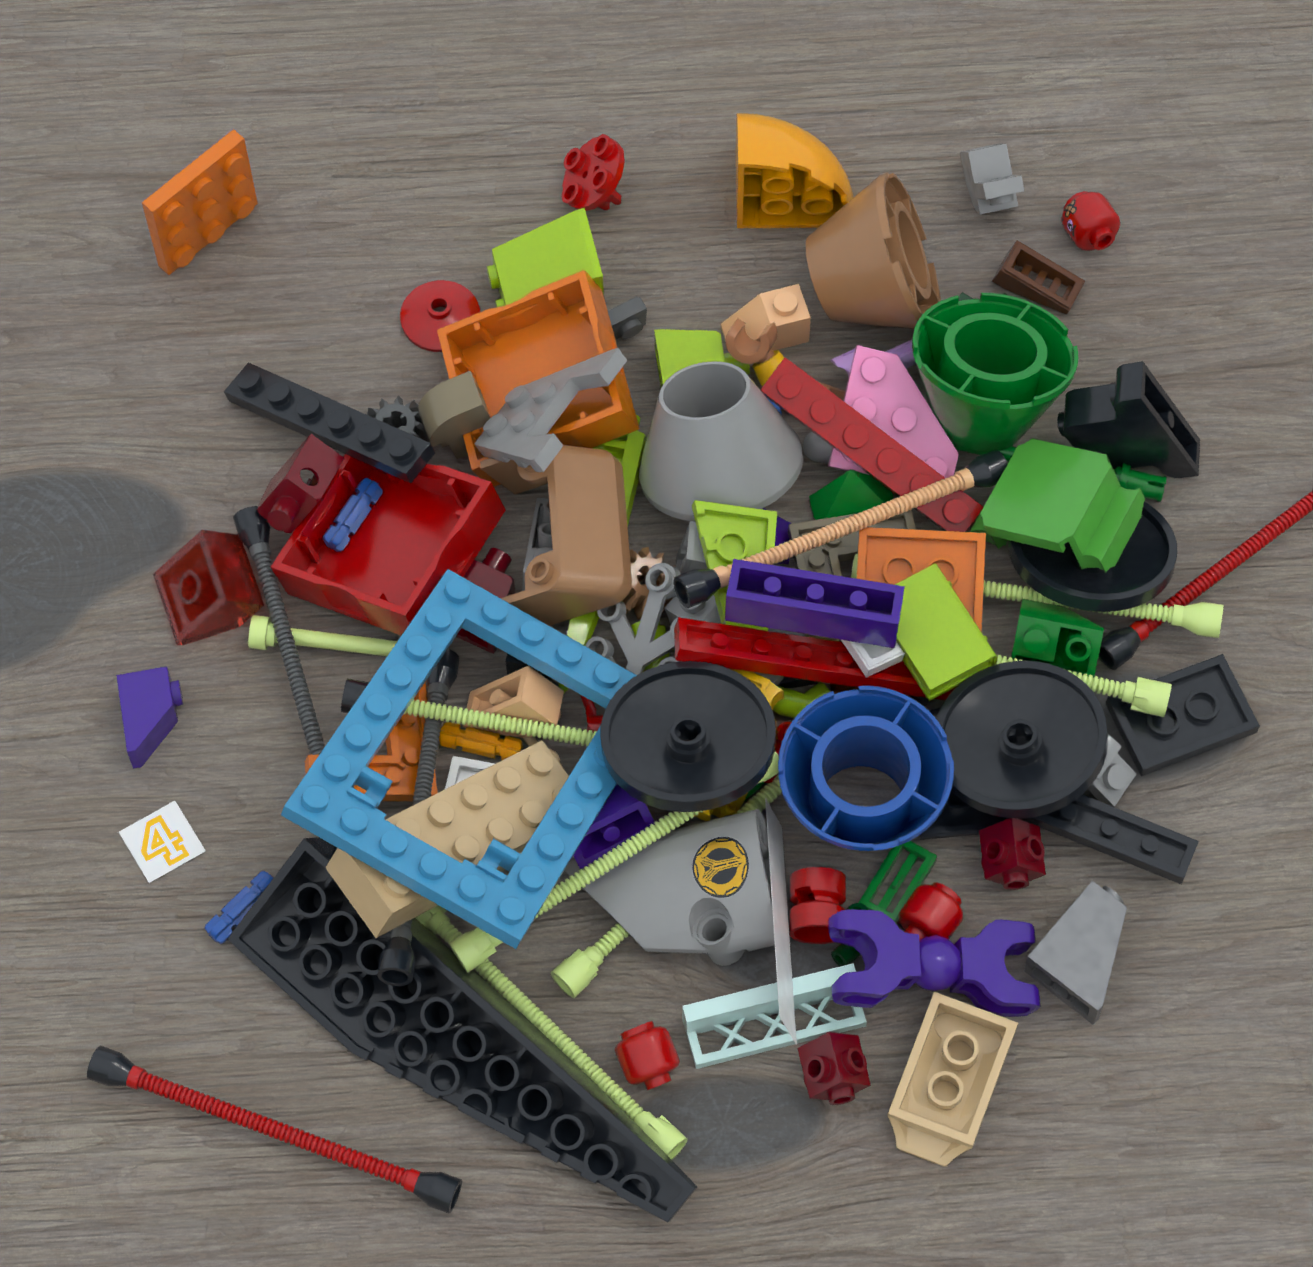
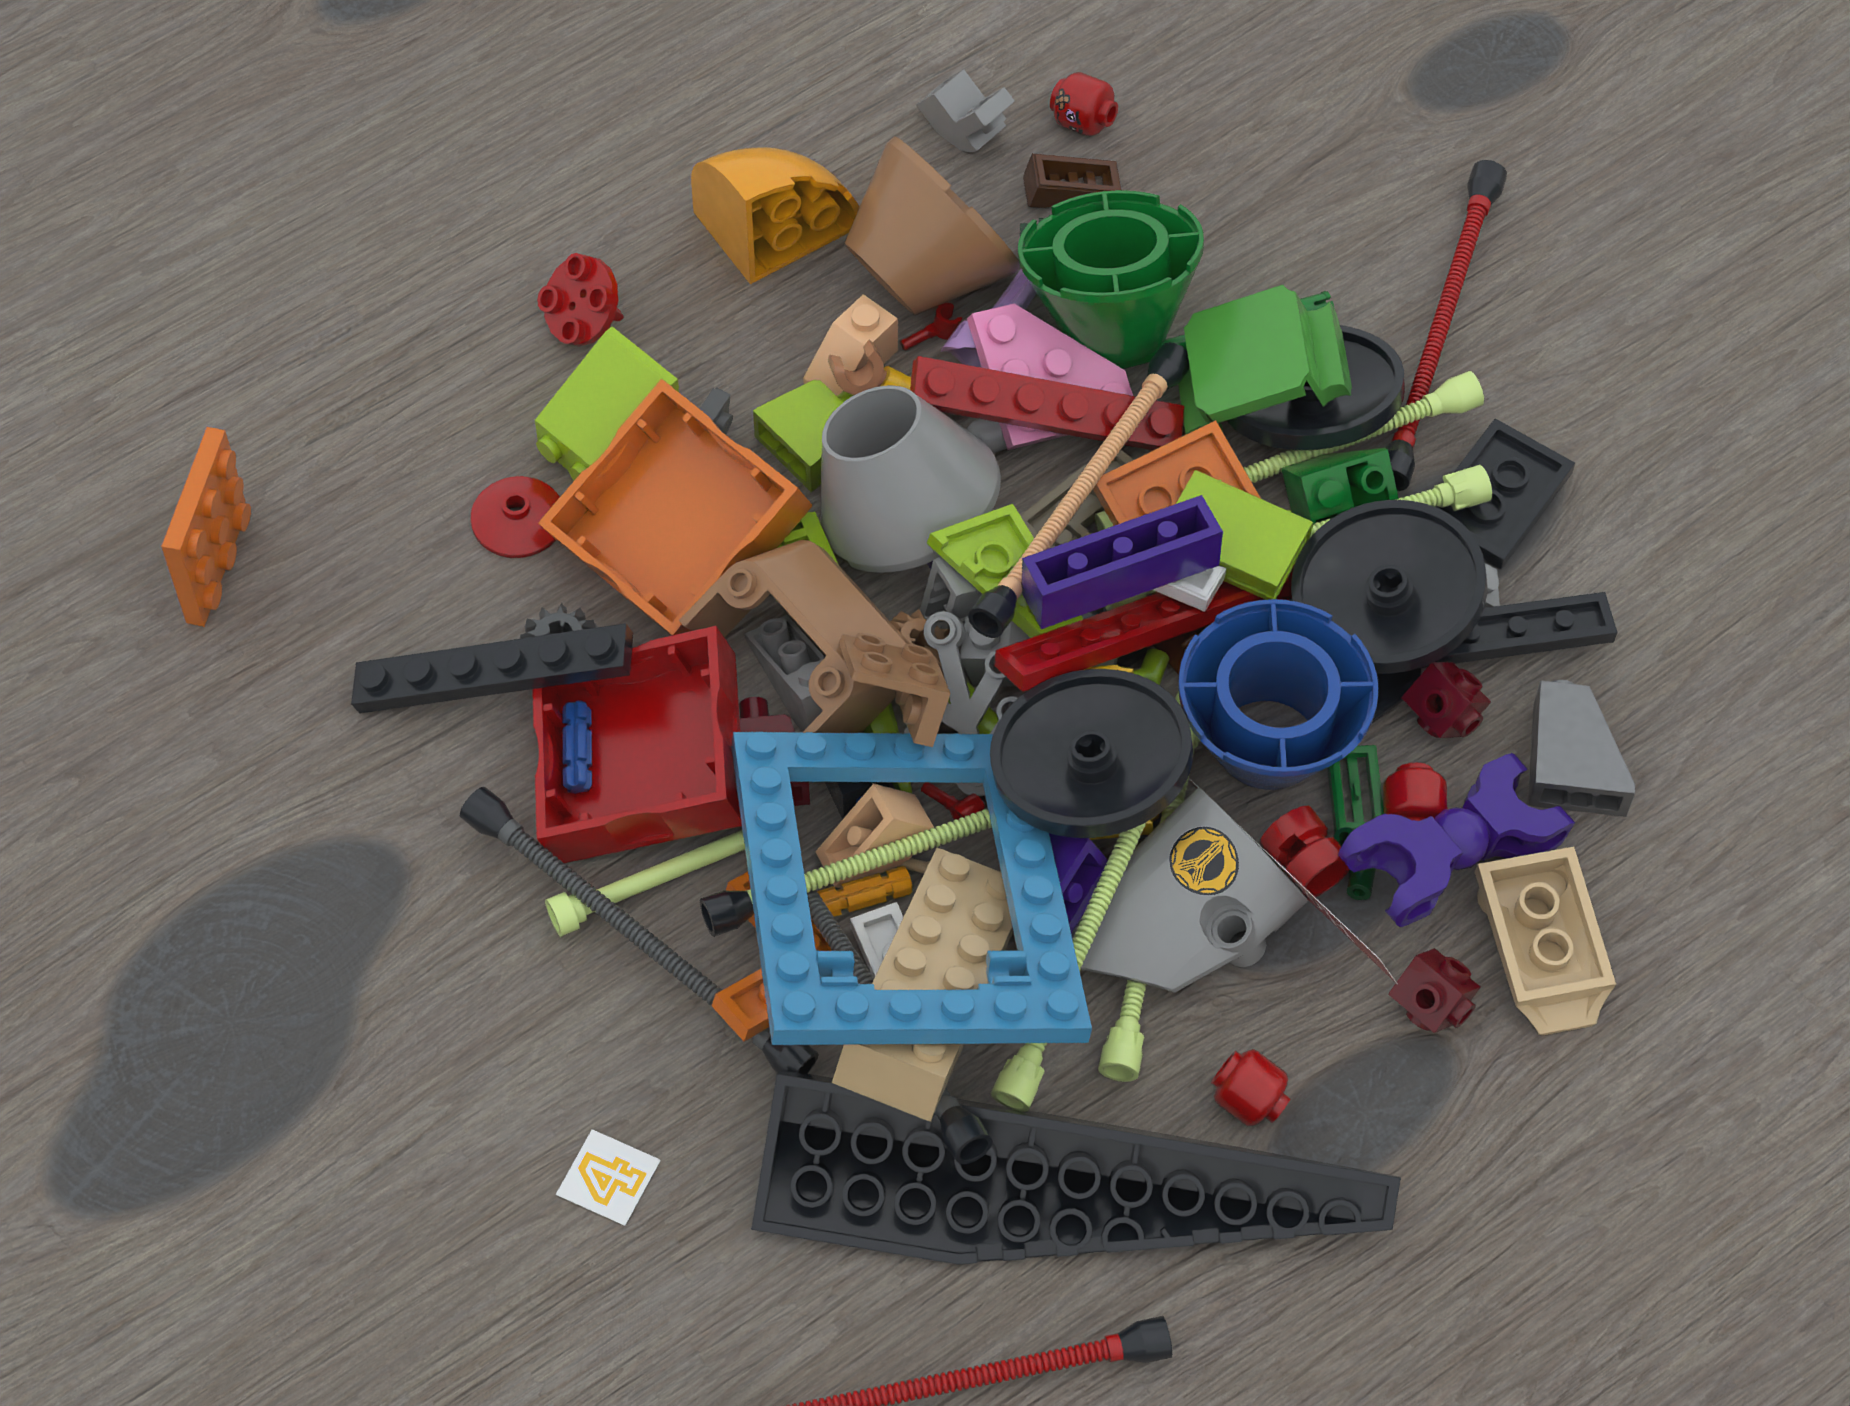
camera: 35 degrees left, 5 degrees down
(147, 710) = (502, 1054): dark purple slope -> none
(208, 587) = (477, 900): clear red slope -> none
(234, 911) = (742, 1190): blue axle -> none
(287, 496) = (510, 742): dark red torso -> none
(452, 411) = (618, 586): dark tan brick -> none
(532, 409) = (703, 542): light grey wing -> none
(590, 592) = (909, 671): none -> medium nougat bracket
(658, 1129) = (1312, 1148): yellowish green hose -> none
(759, 1004) = (1319, 973): light aqua fence -> none
(848, 495) = (1046, 467): green slope -> none
(849, 340) = (941, 327): none -> red hand
(1131, 424) = (1267, 250): black brick -> none

